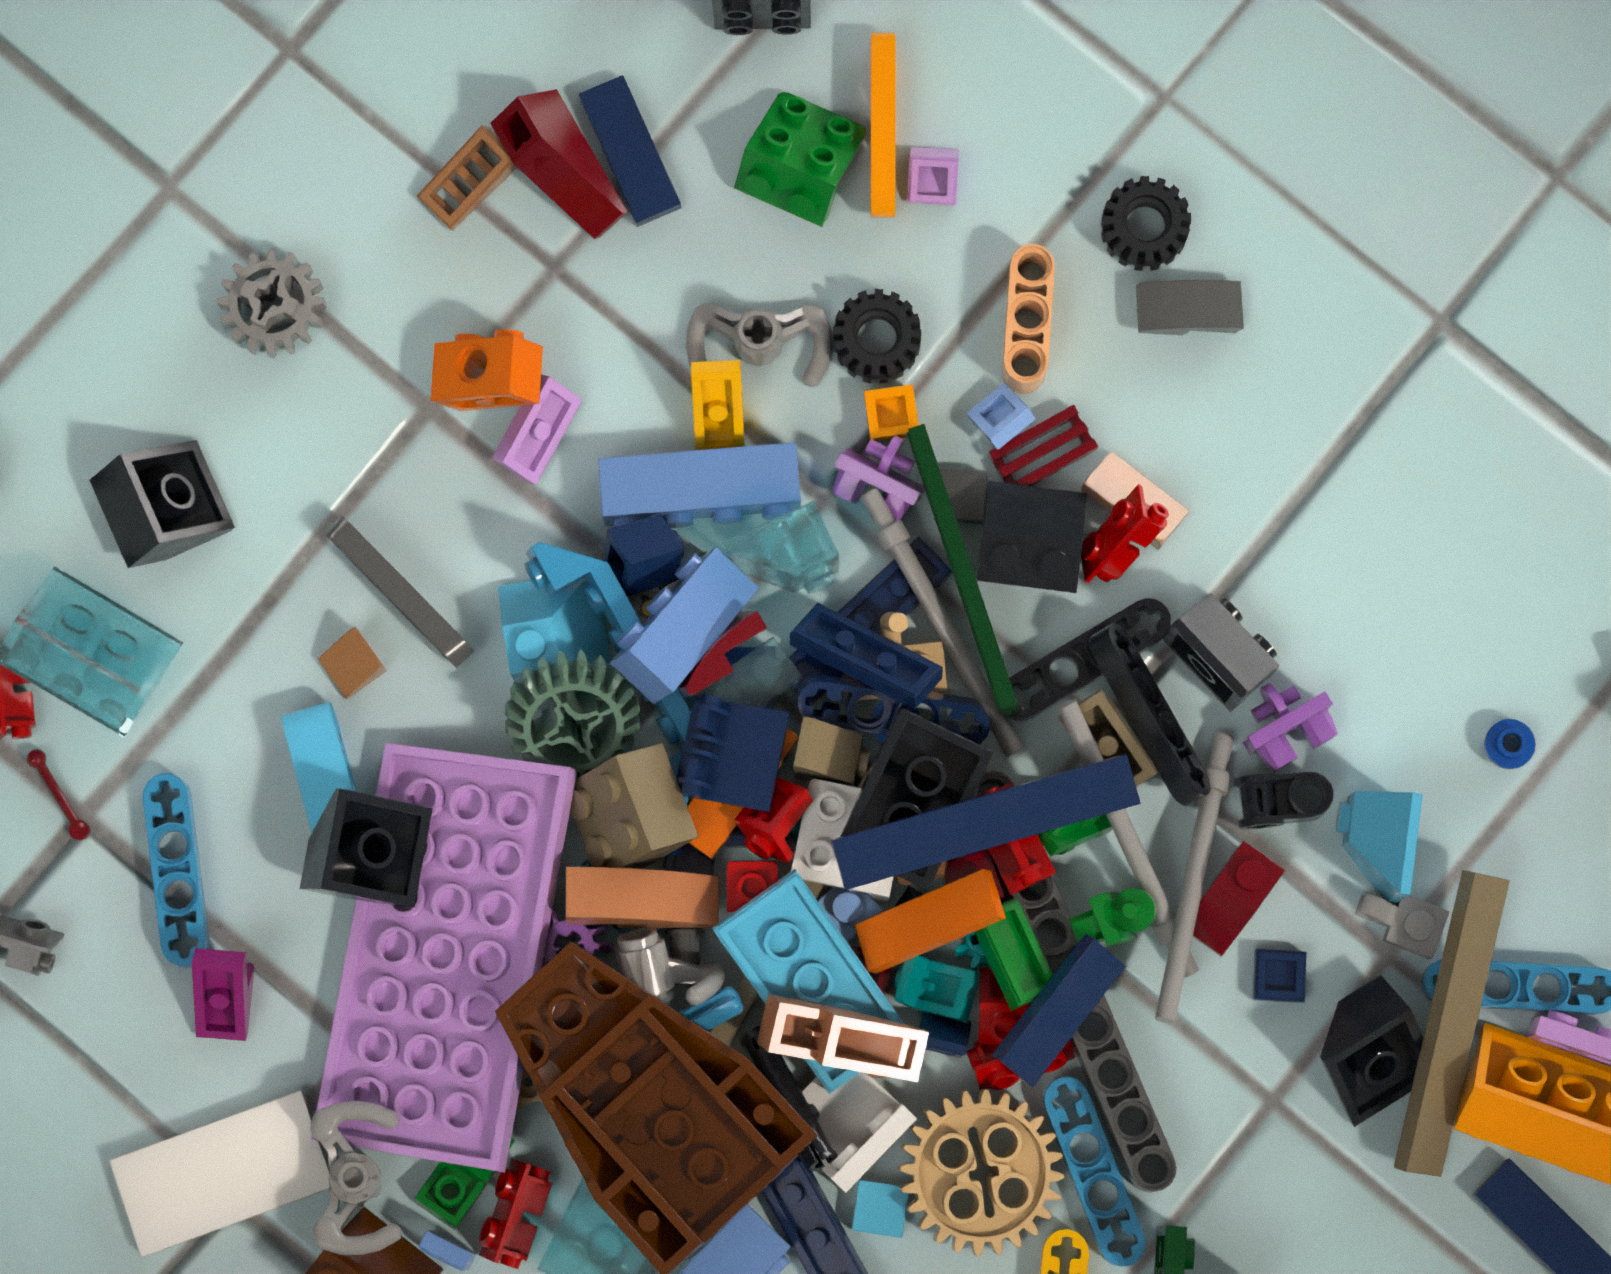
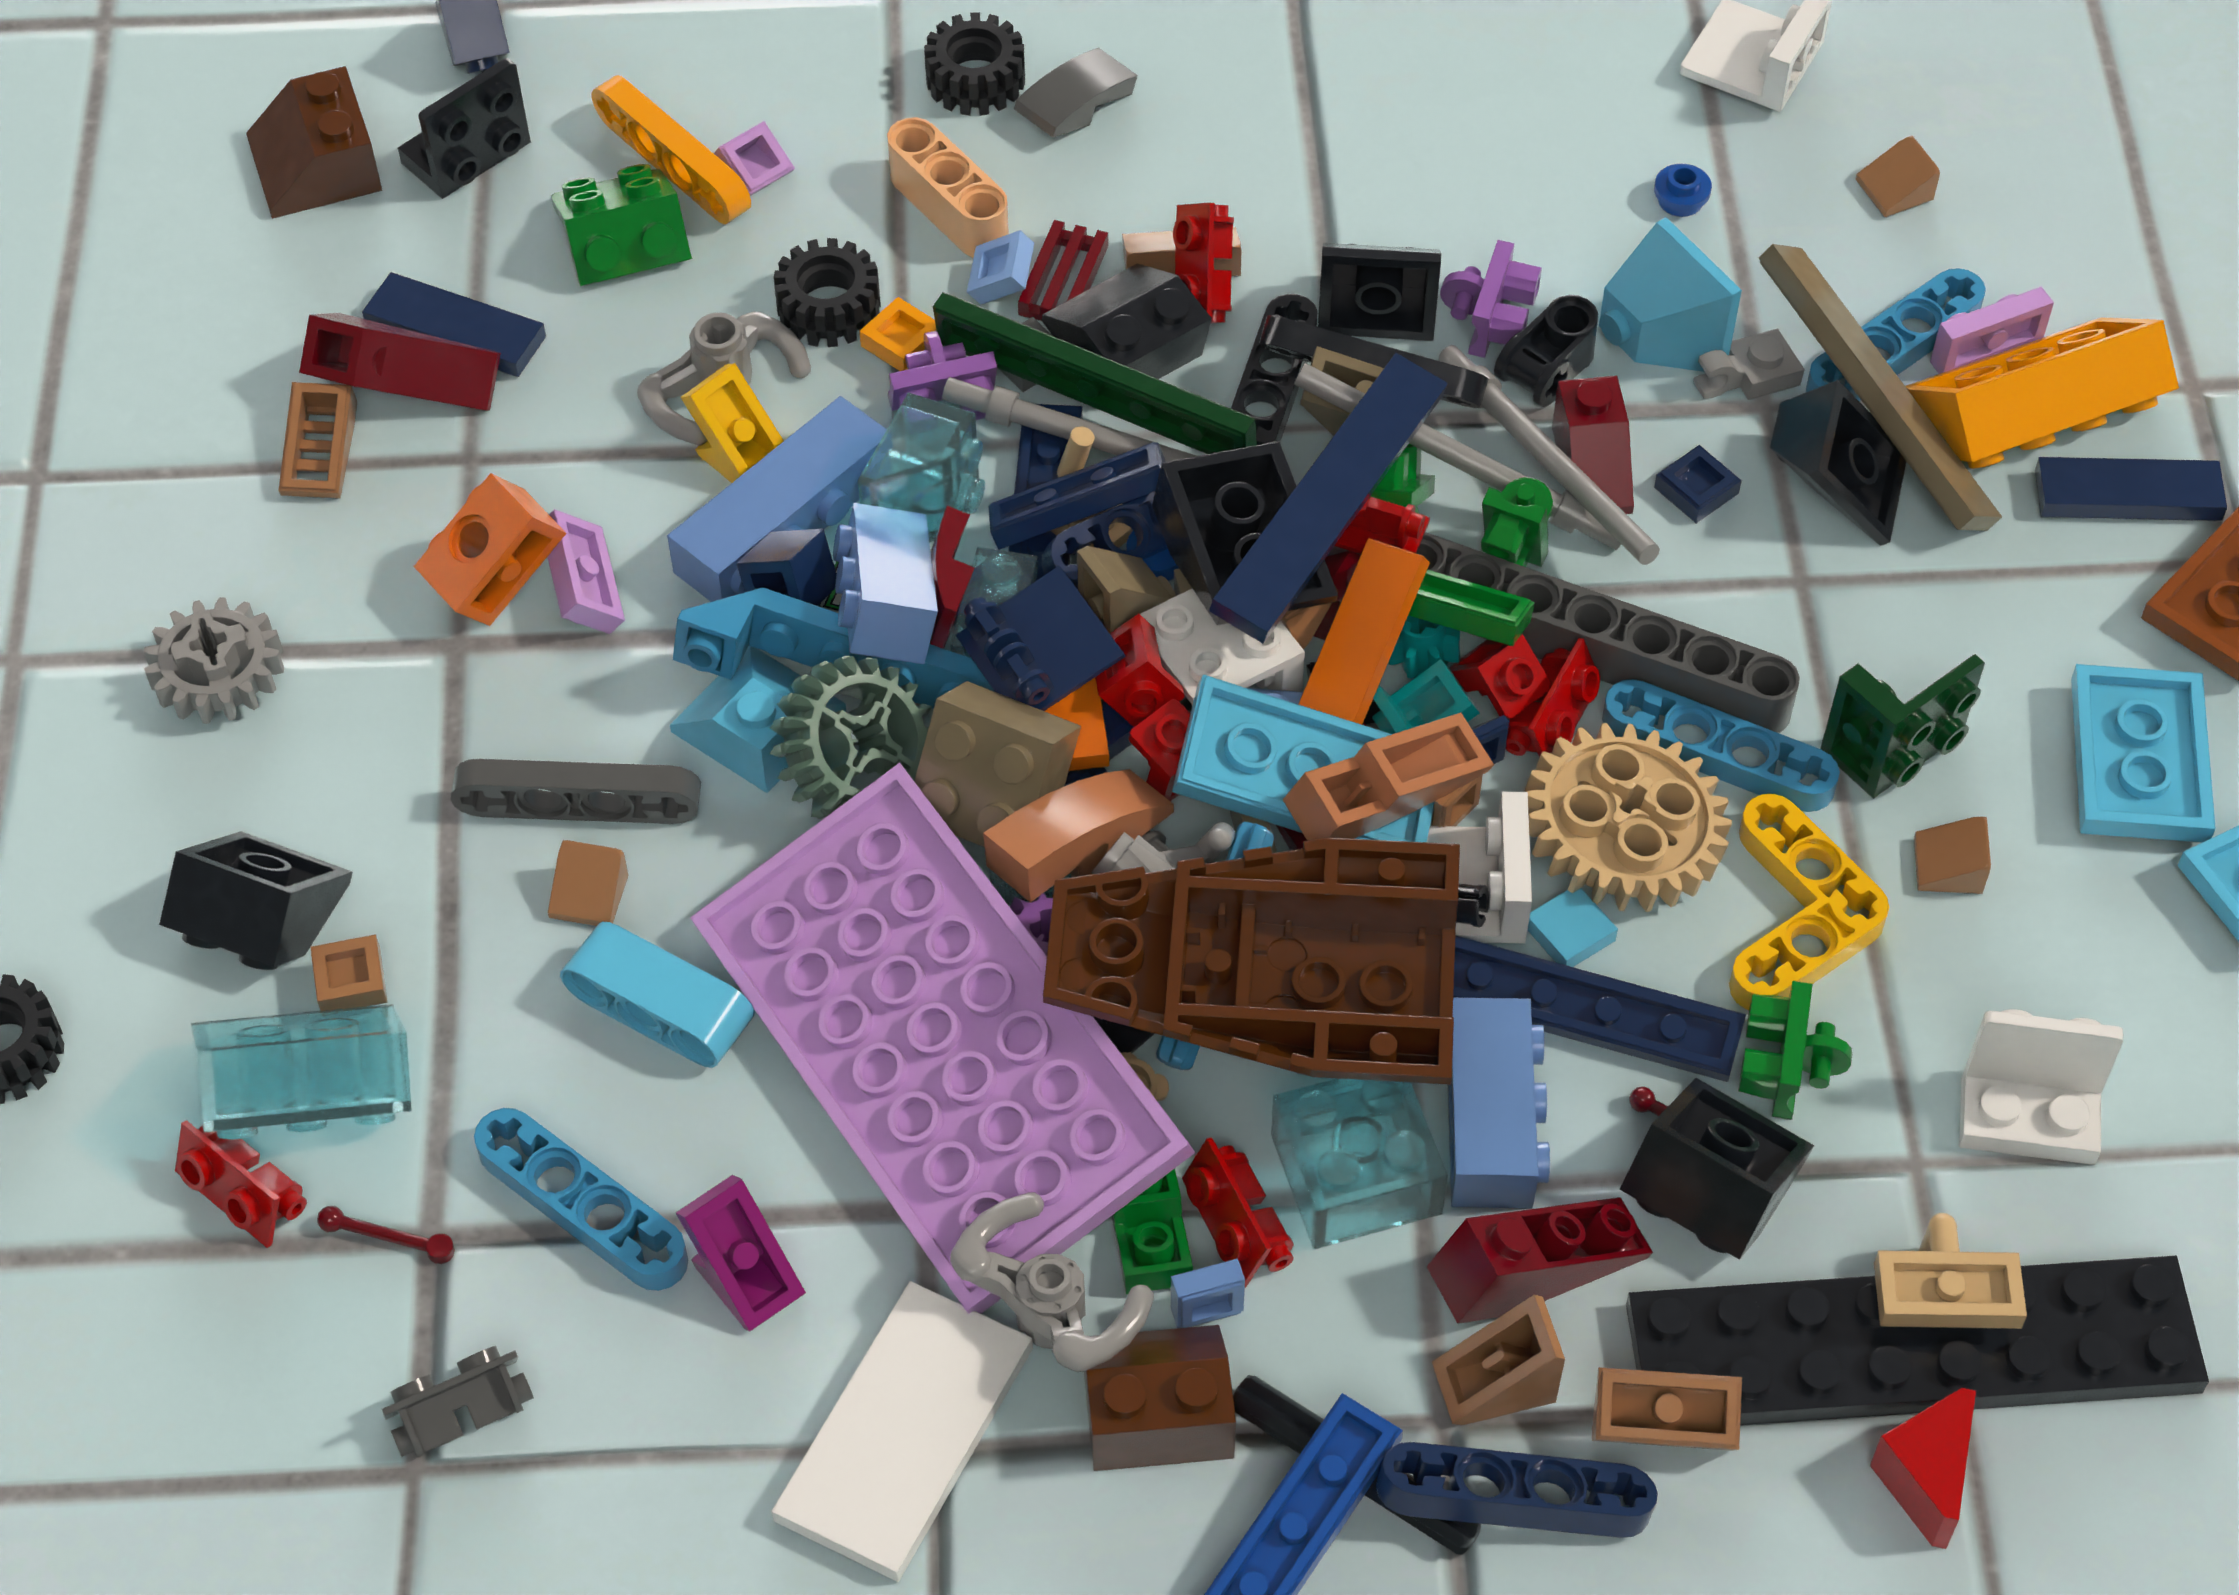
camera: 45 degrees left, 25 degrees down
(170, 605) = (349, 973): none -> medium nougat plate
(367, 849) = (765, 1000): black slope -> none
(1059, 1010) = (1553, 611): dark blue tile -> none

